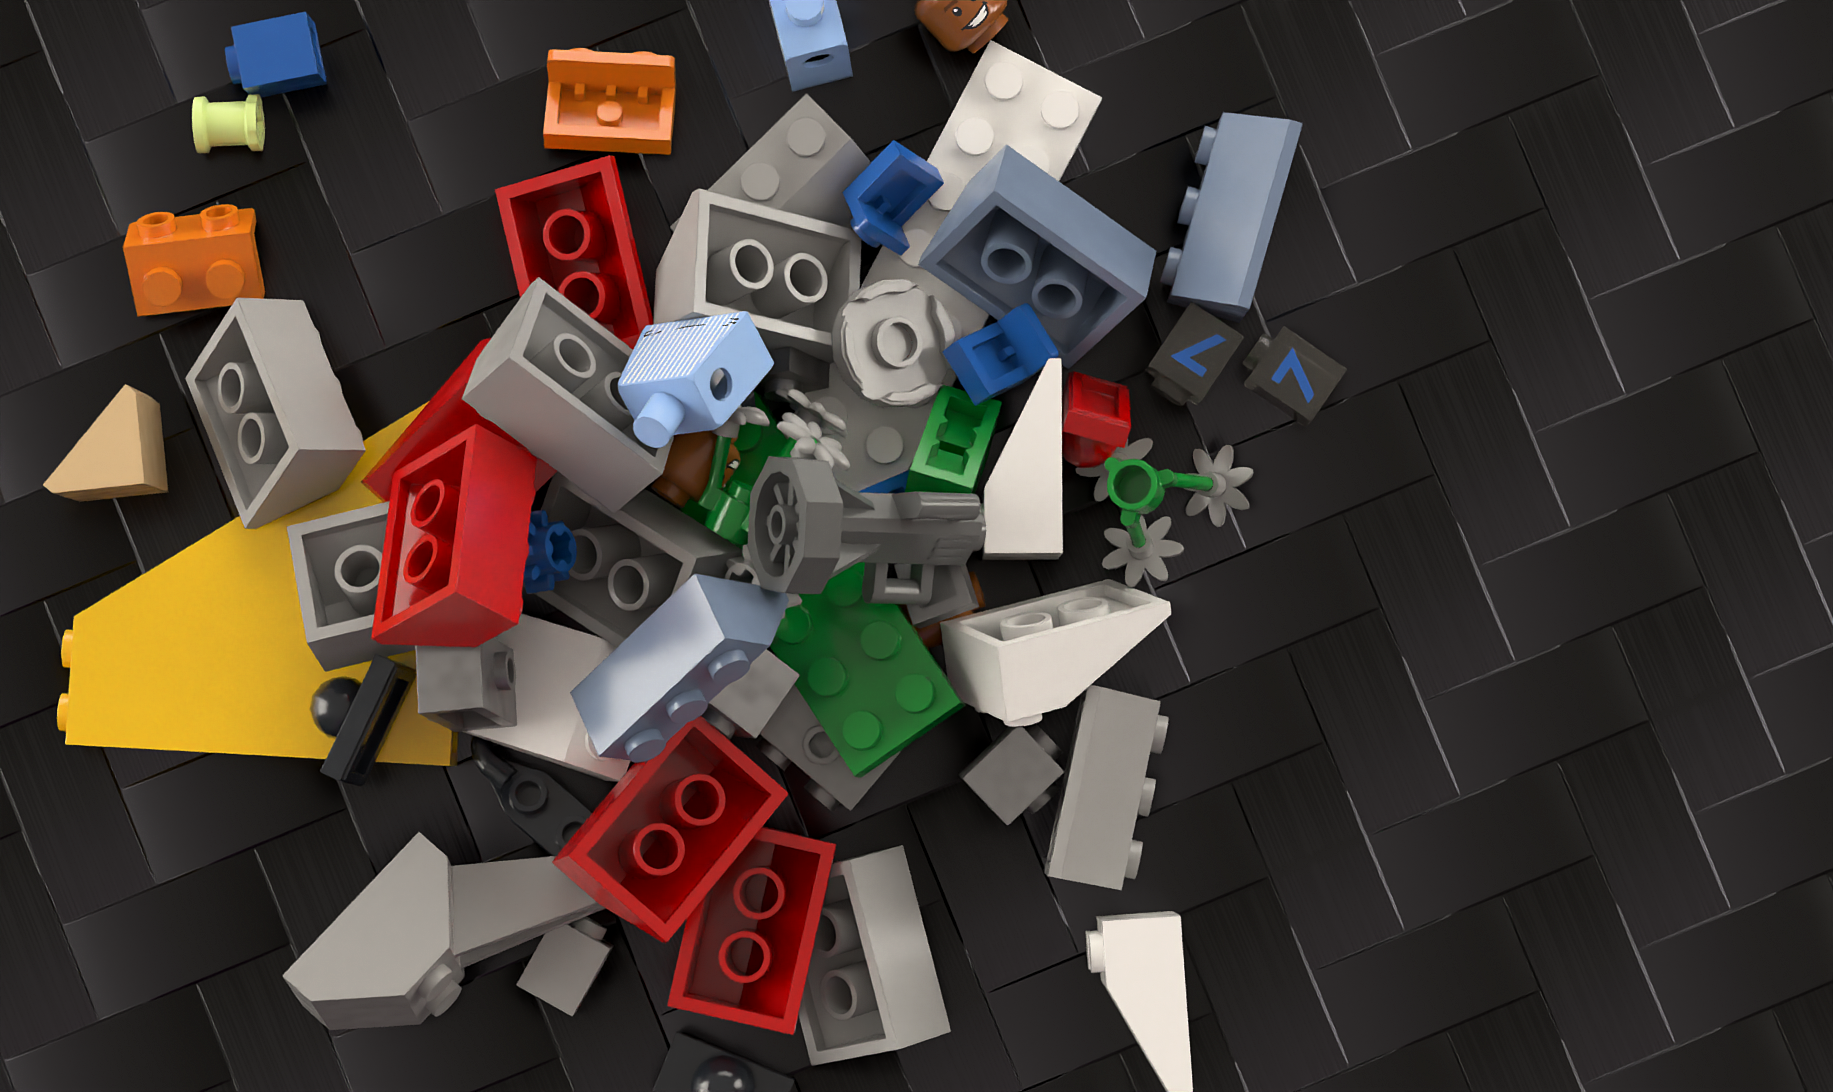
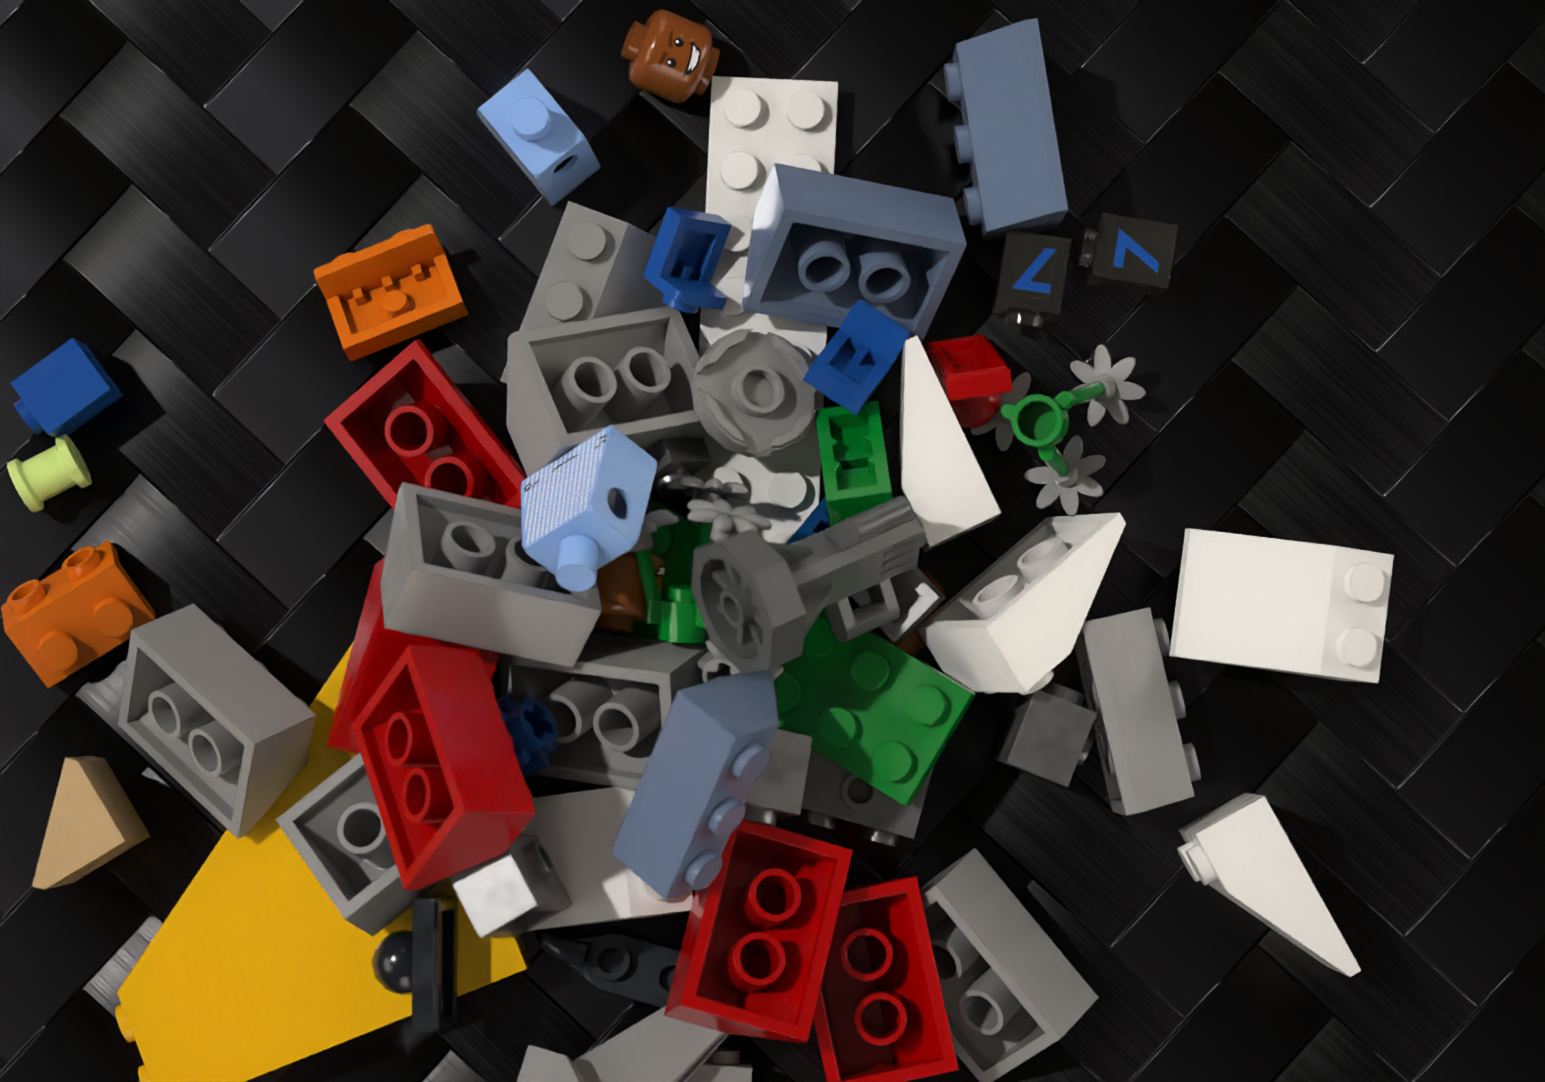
camera: 25 degrees left, 0 degrees up
(1280, 755) = (1281, 605): none -> white slope

